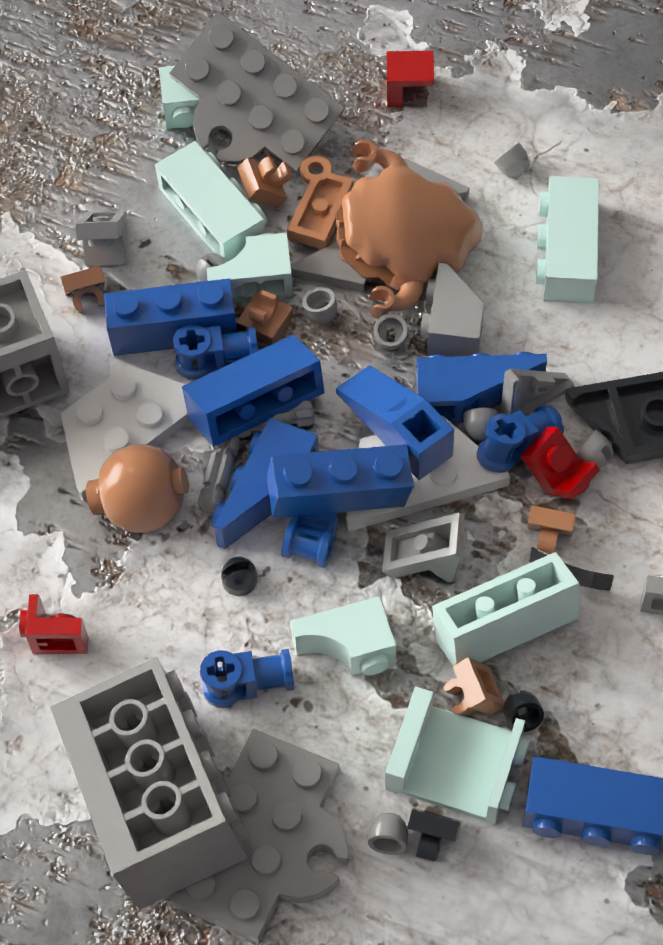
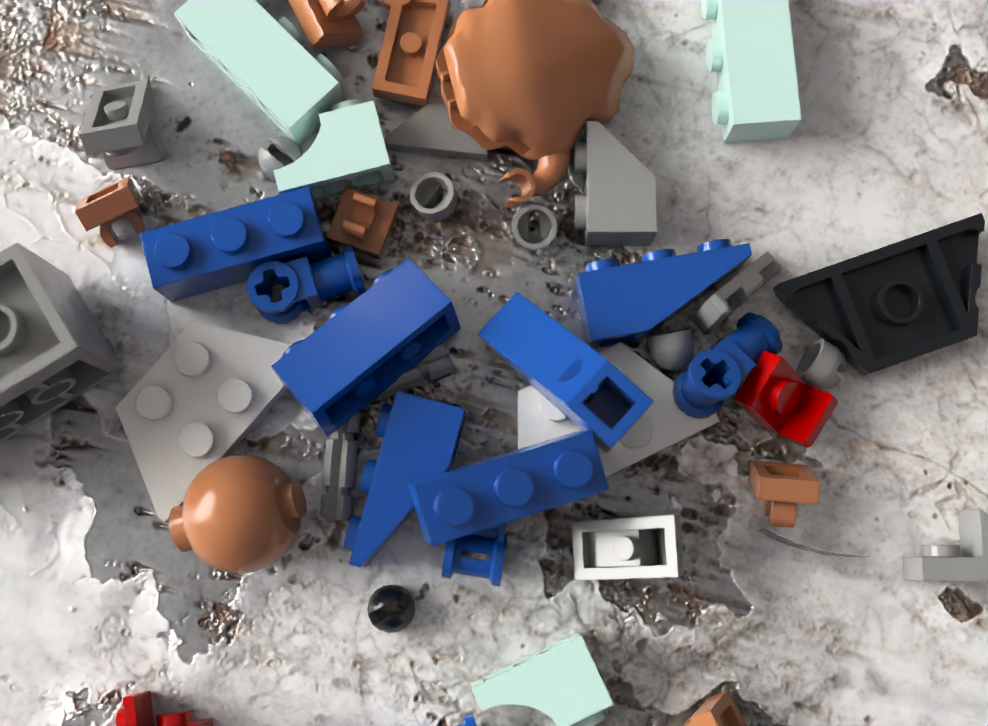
camera: 10 degrees left, 20 degrees up
(507, 610) = (748, 628): light aqua brick -> none

